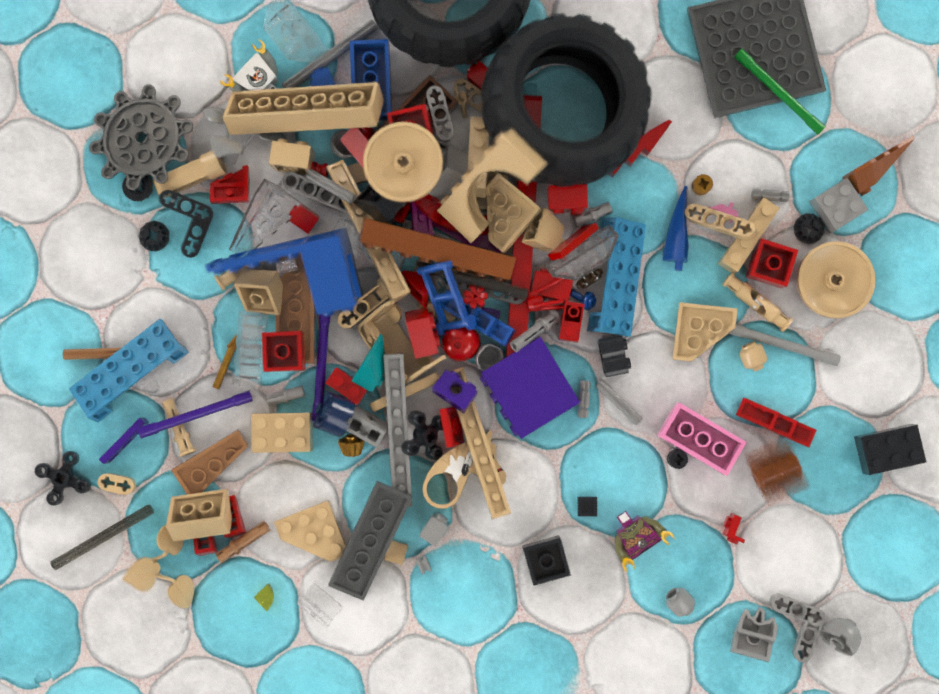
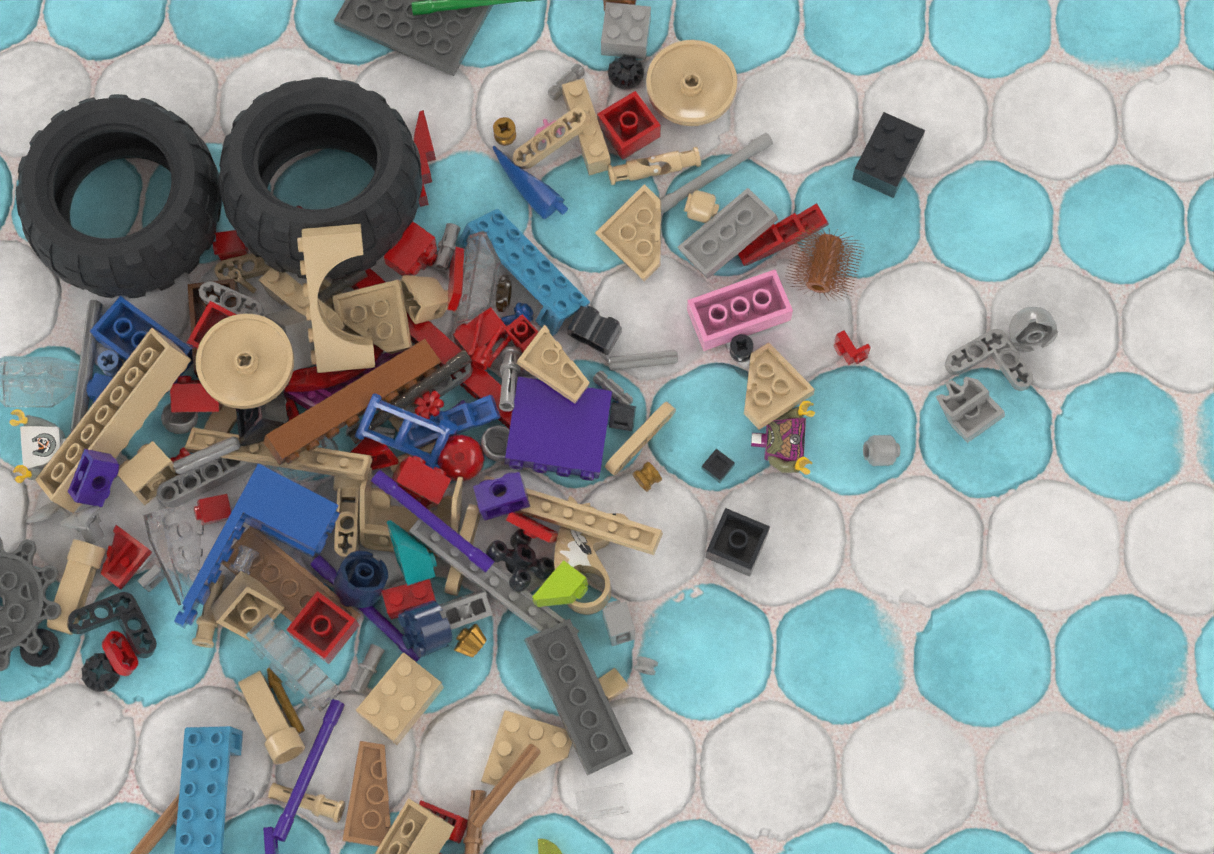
camera: 50 degrees left, 15 degrees down
(172, 238) = (119, 653): none -> red beam
(208, 362) = (281, 740): none -> tan beam
(232, 217) = (152, 578): none -> light grey tile
(256, 131) = (92, 465): none -> dark purple brick
(280, 541) = (505, 785): none -> medium nougat axle
(332, 348) = (360, 579): none -> dark blue brick
(337, 68) = (109, 357): none -> medium blue bush
(402, 407) = (391, 488): none -> dark purple piece
(427, 478) = (561, 587): none -> lime slope
(544, 468) = (647, 476): none -> pearl gold wheel
(564, 354) = (551, 365): none -> tan wing
(565, 443) = (640, 438): none -> tan beam
(570, 420) = (622, 416): none -> black plate
(666, 501) = (772, 387): none -> tan plate
(748, 389) = (727, 233): none -> light grey plate

